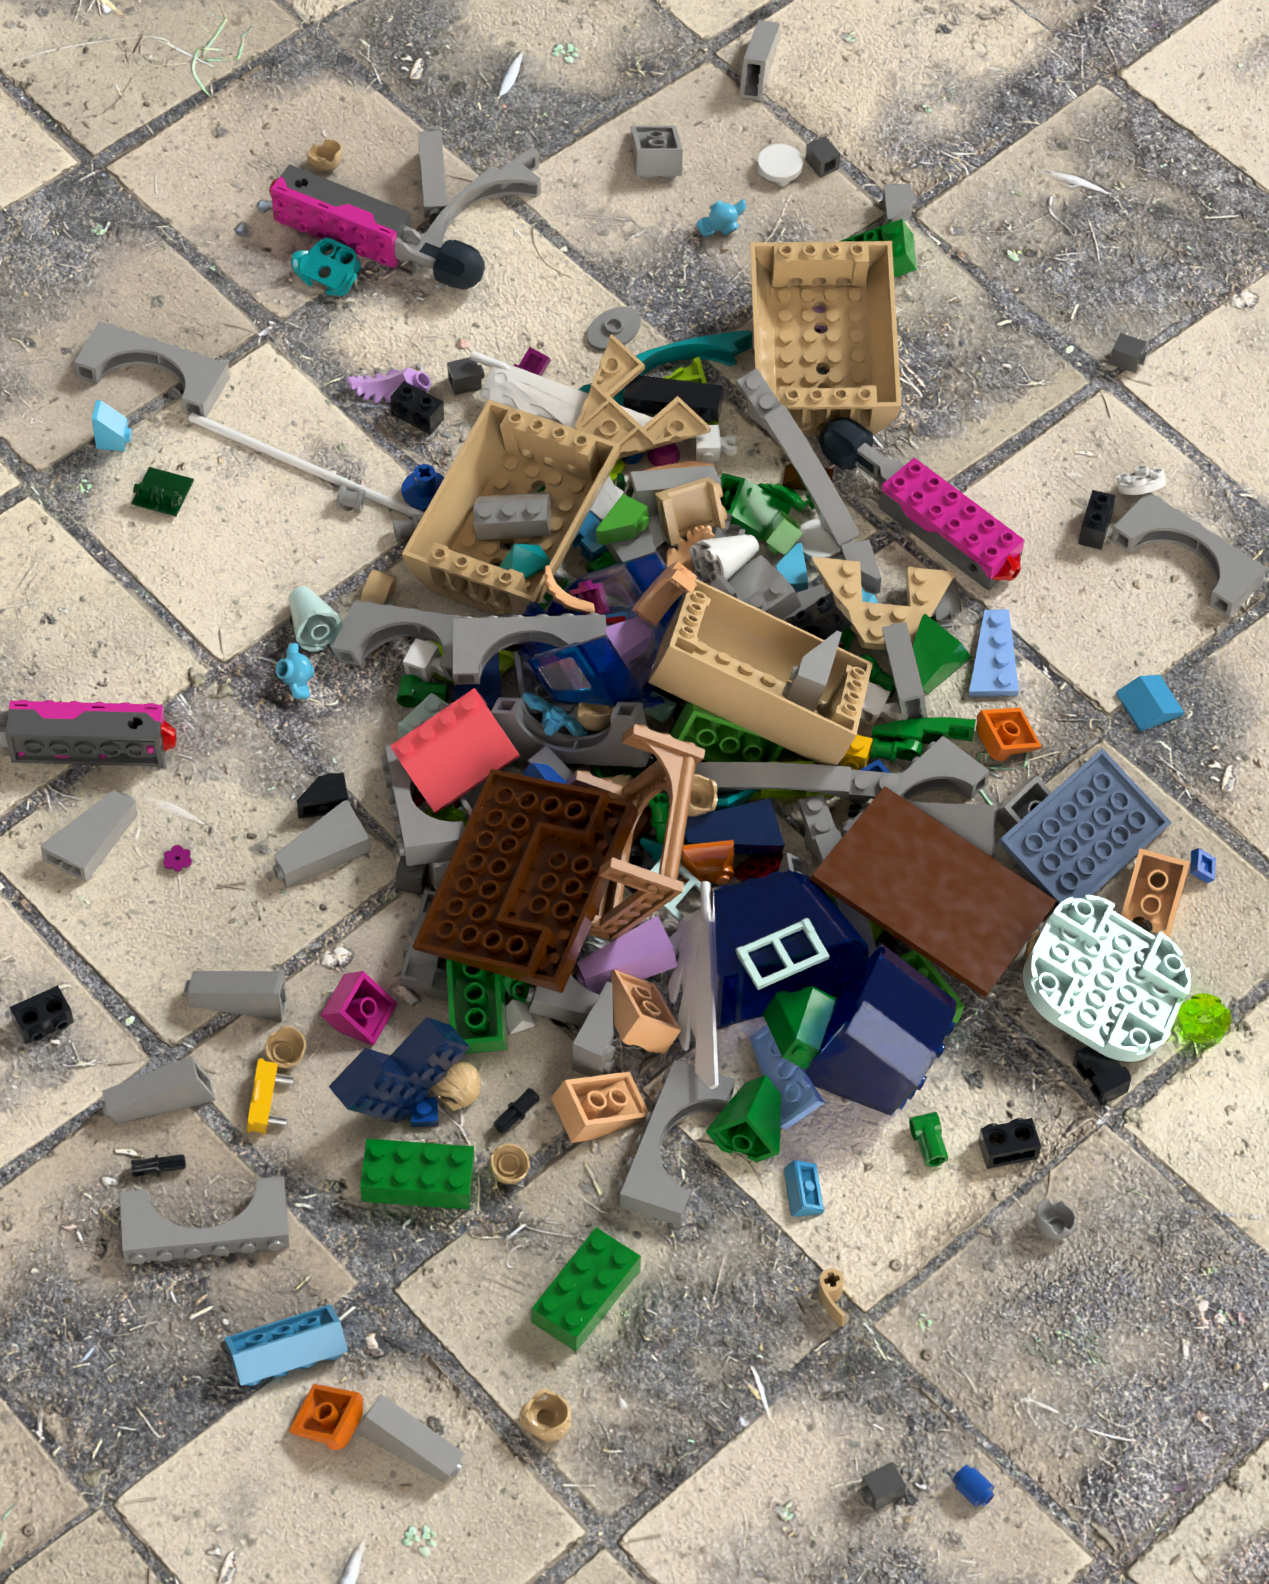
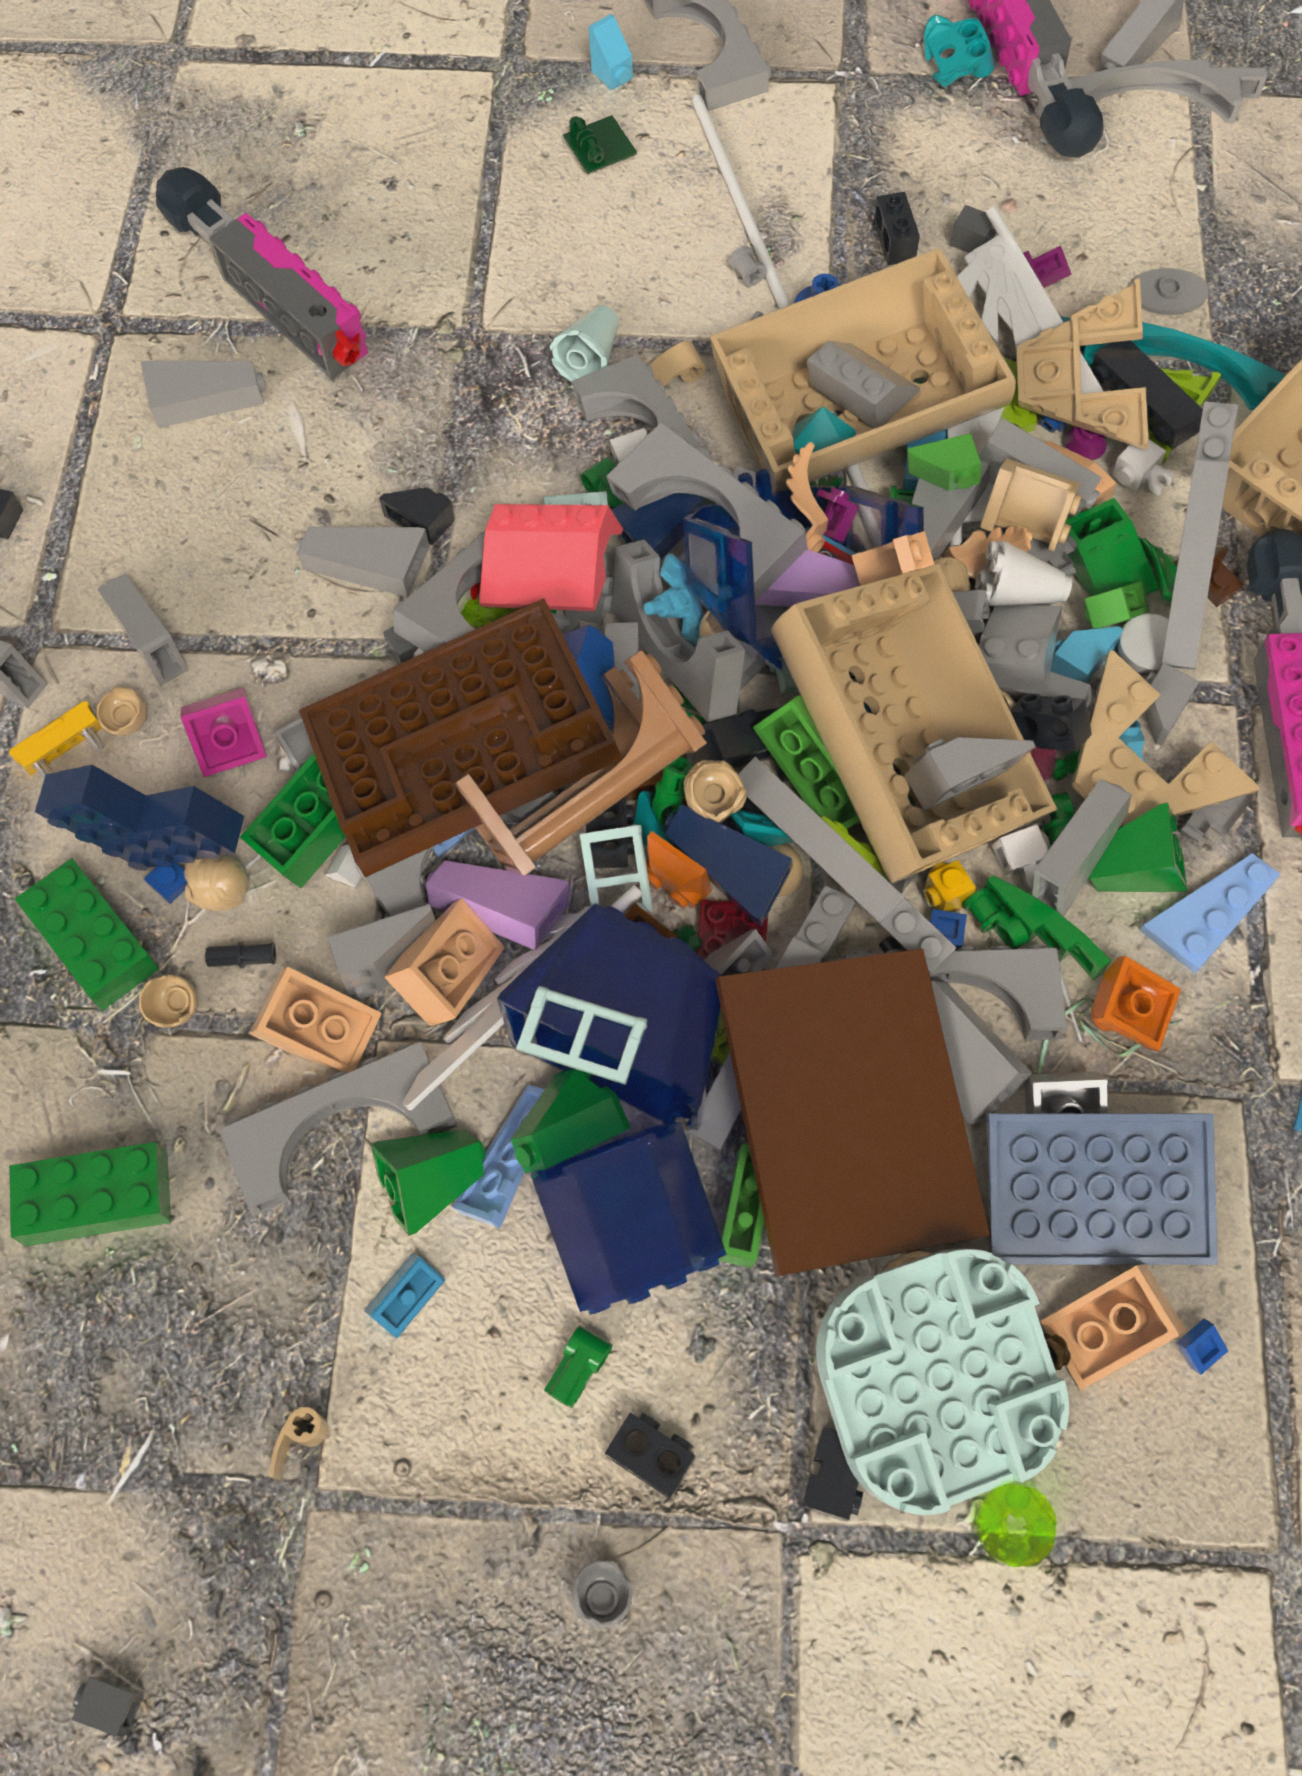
camera: 50 degrees right, 10 degrees up
(177, 858) = (244, 466): magenta plant -> none
(295, 672) = (522, 381): medium azure piece -> none
(385, 386) = (882, 184): lavender plant -> none

